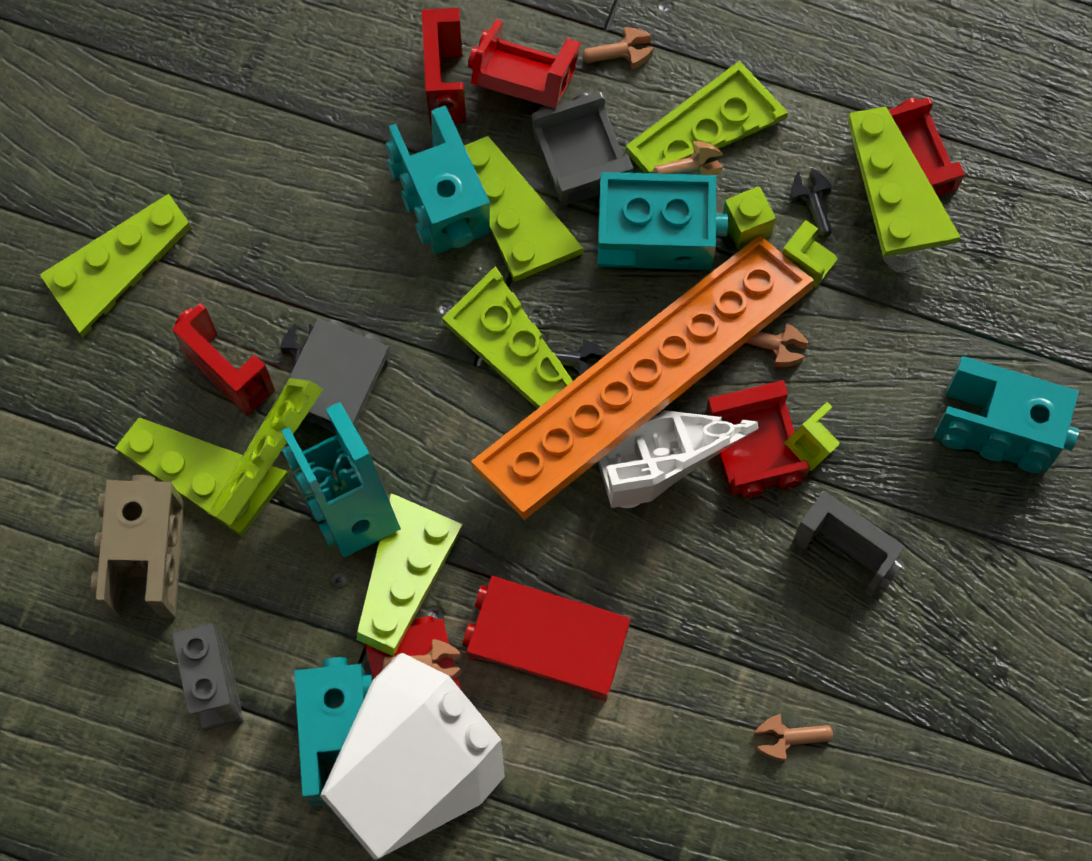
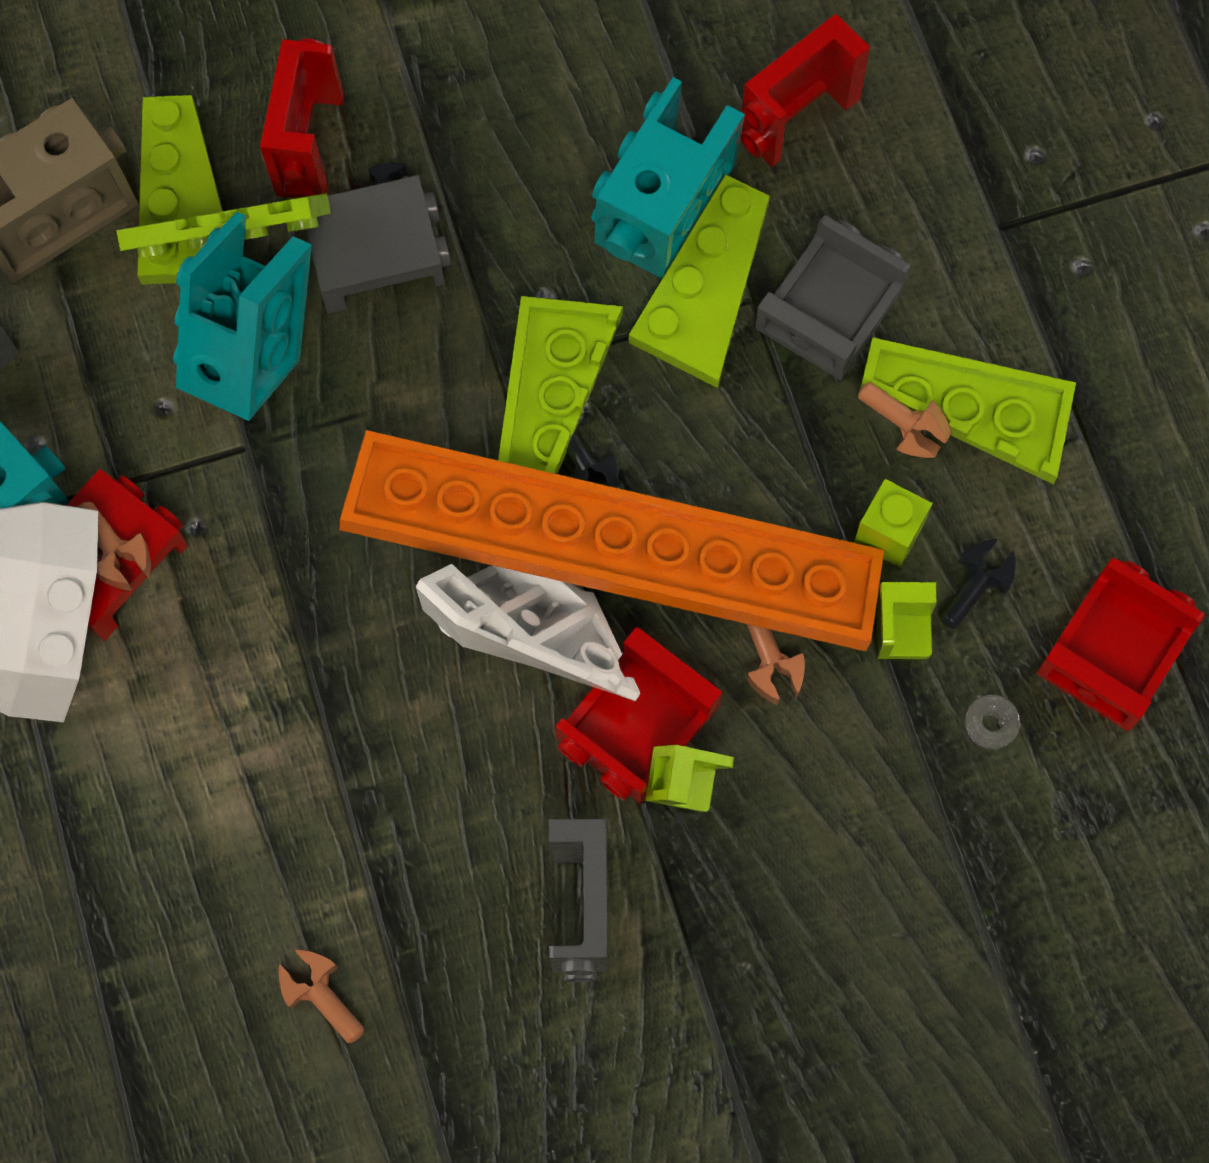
camera: 55 degrees right, 0 degrees up
(404, 573) = (204, 459): wing -> none
(521, 69) = (869, 168): red panel -> none
(547, 636) = (241, 657): red panel -> none
(623, 49) = (990, 259): nougat bar -> none
(658, 221) = (804, 427): teal torso -> none
(899, 194) = (1051, 661): lime wing -> none
(1019, 420) = (878, 981): teal torso -> none

